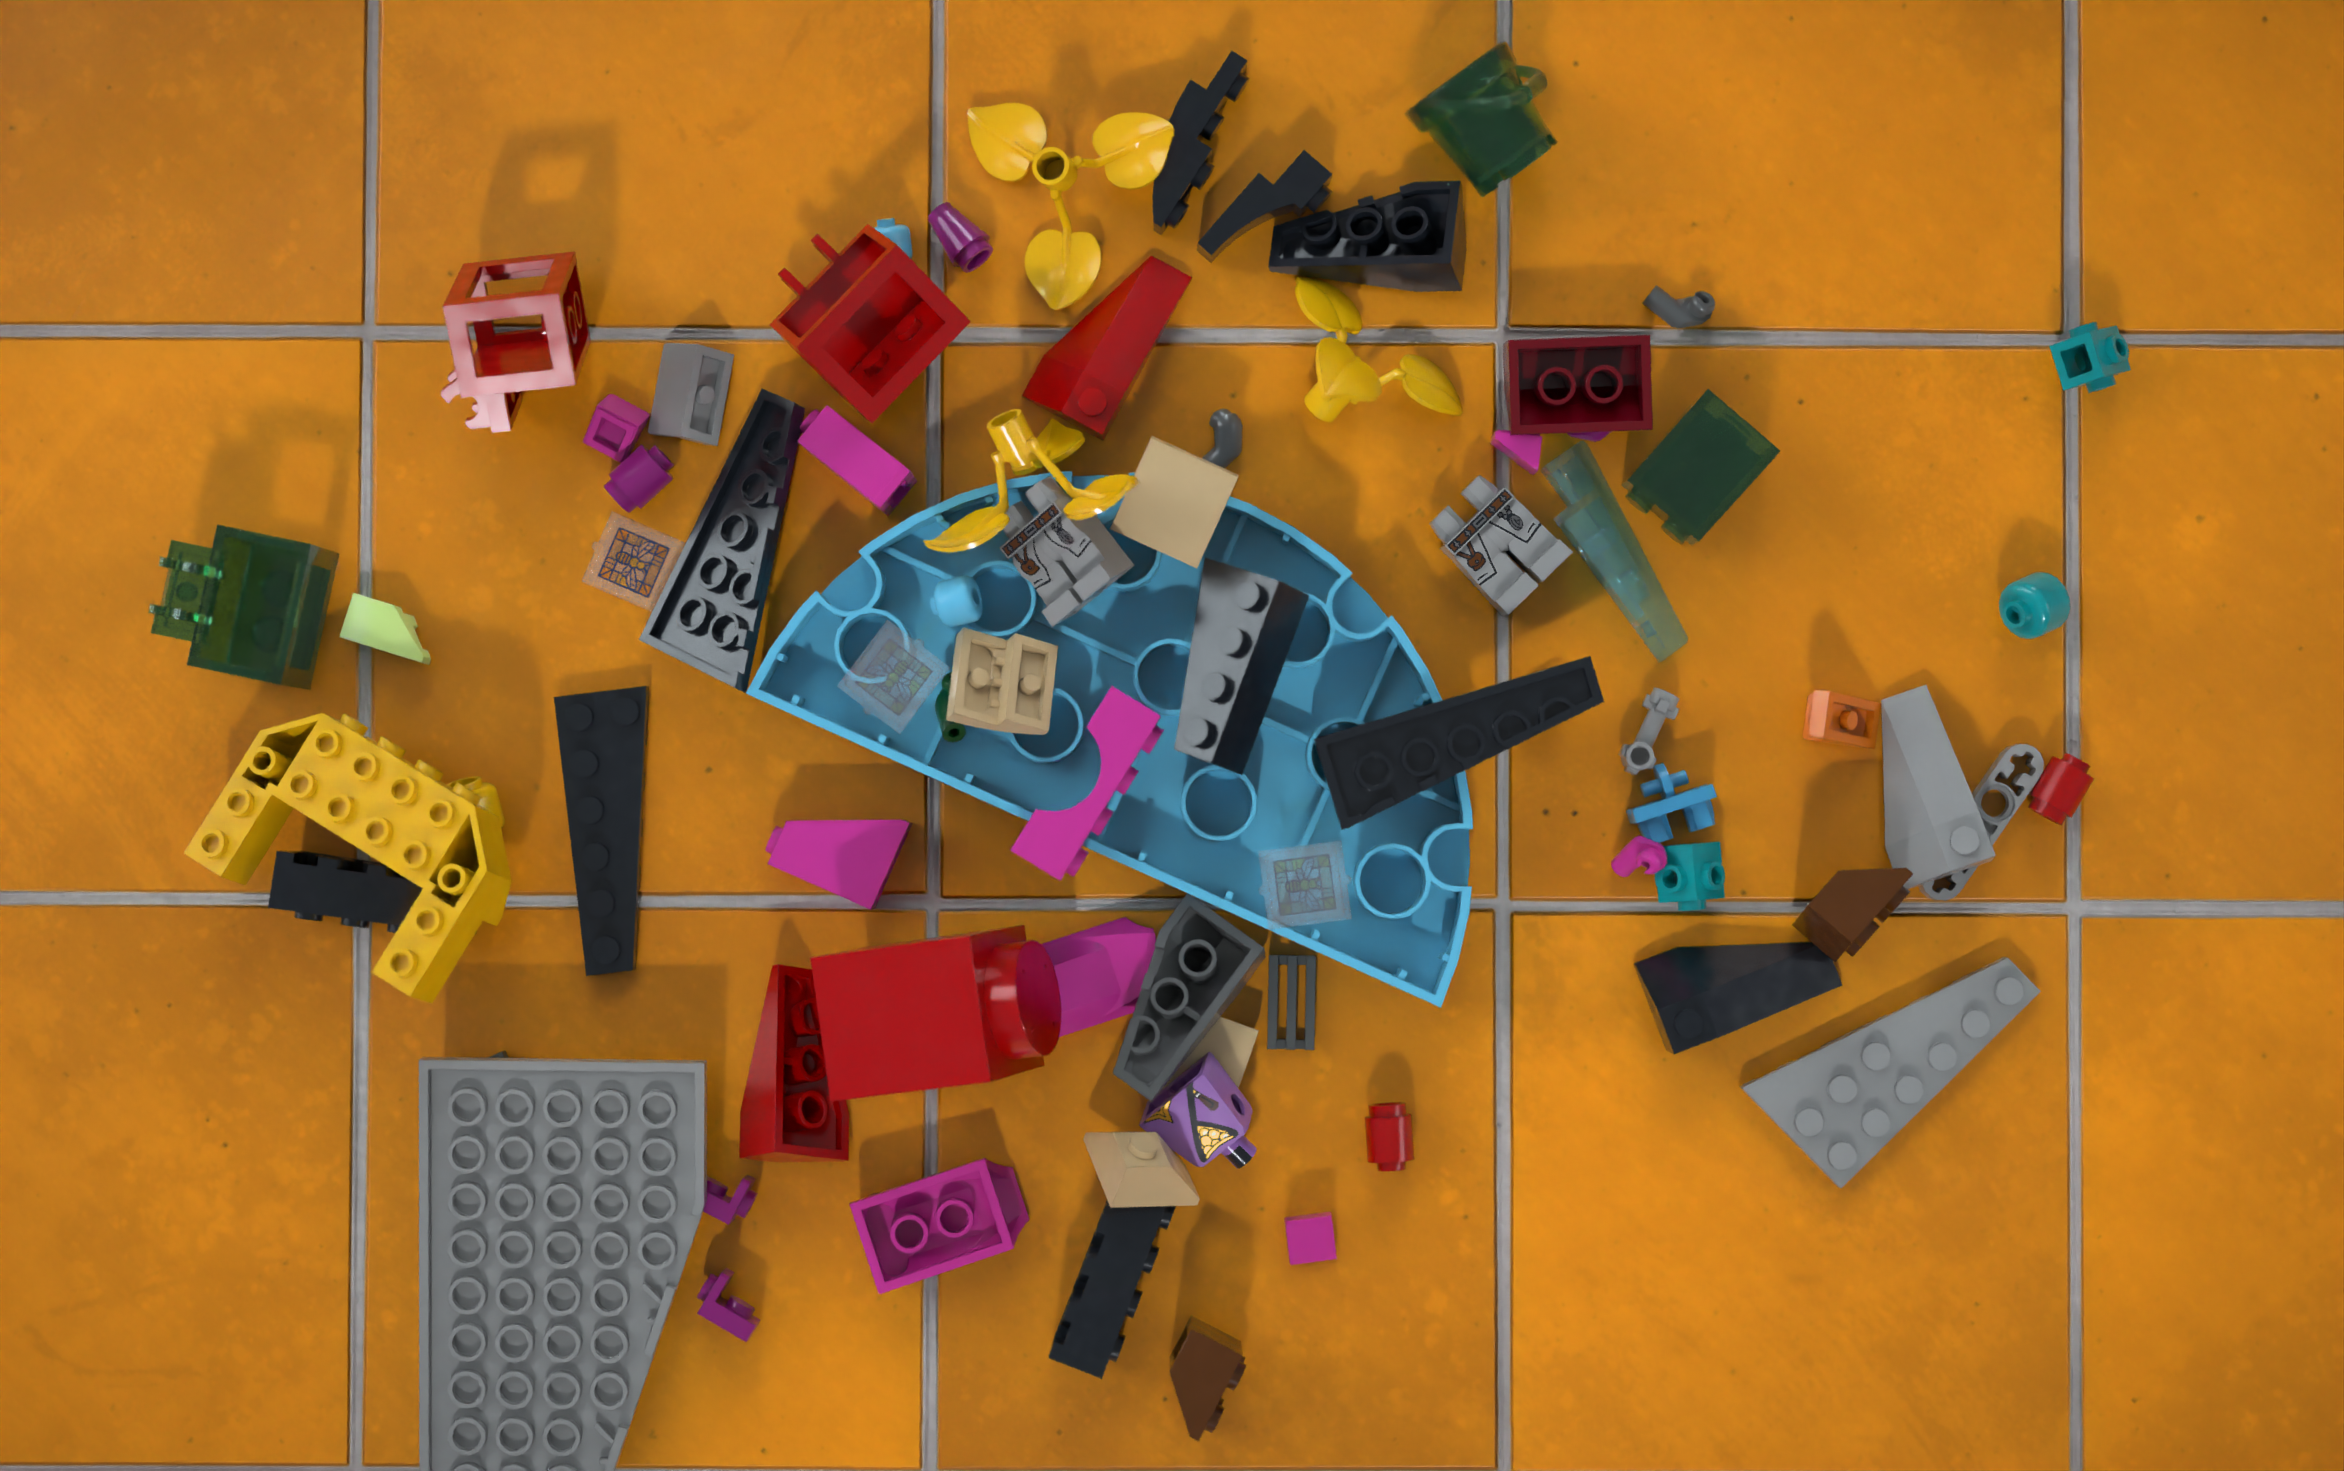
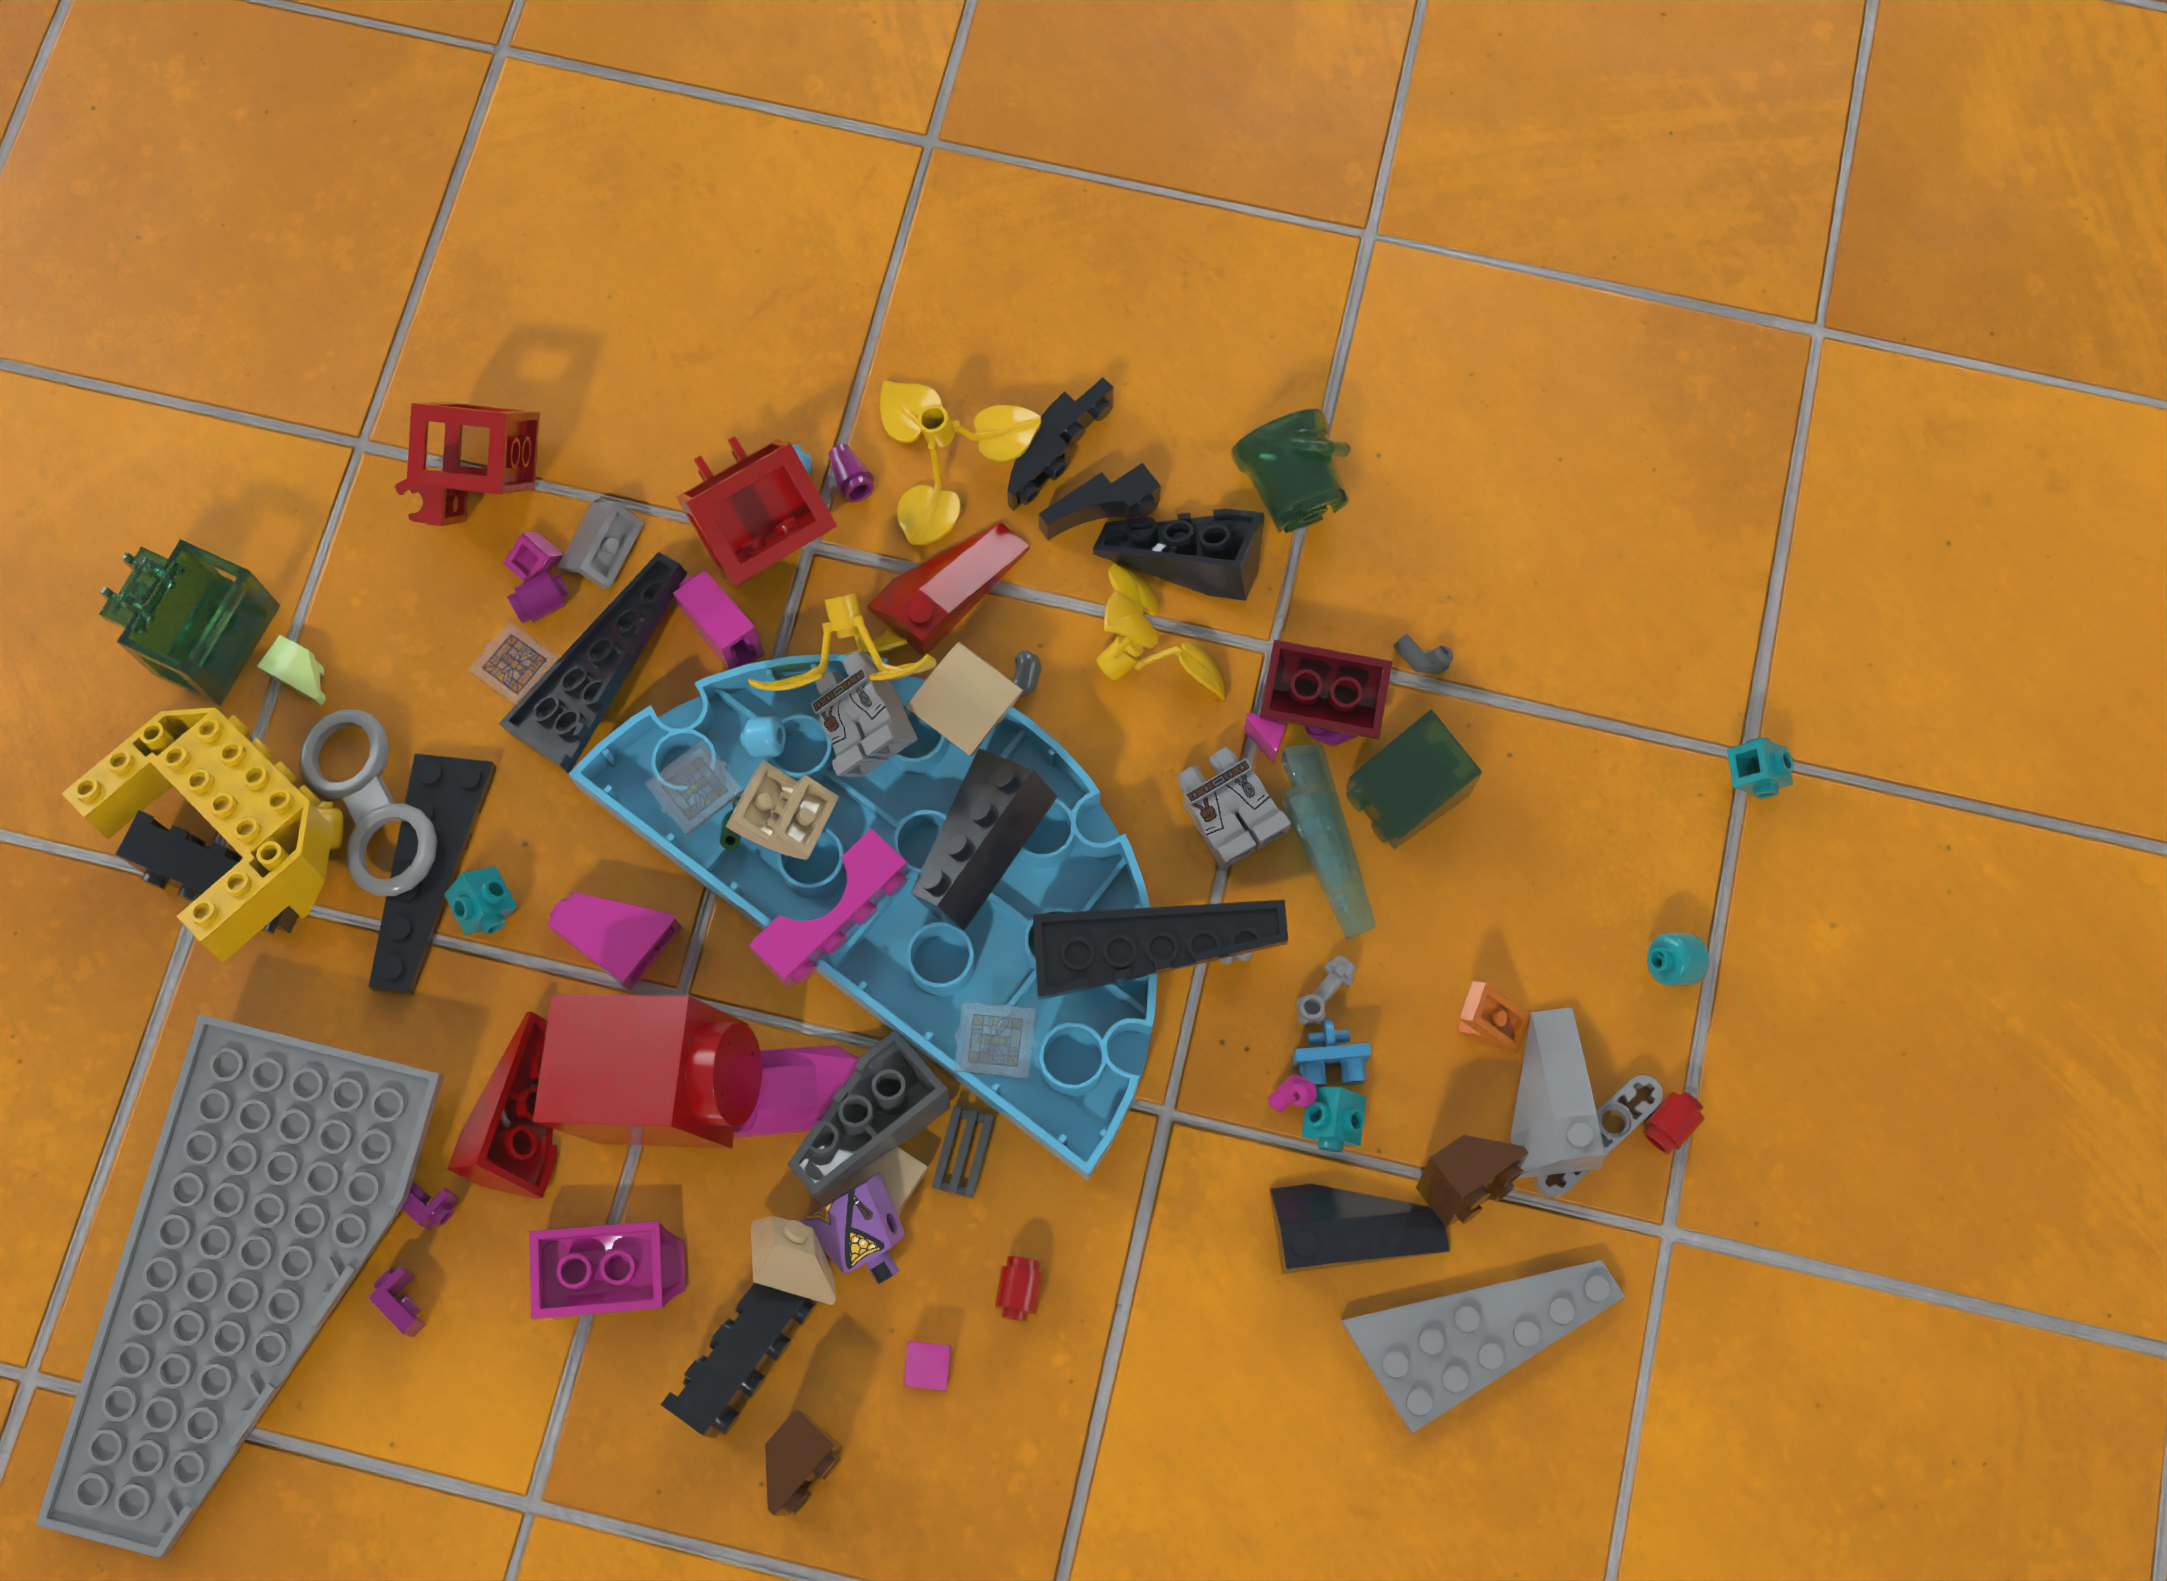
camera: 10 degrees right, 15 degrees down
(520, 767) = (368, 802): none -> light grey bar
(684, 853) = (480, 901): none -> teal brick

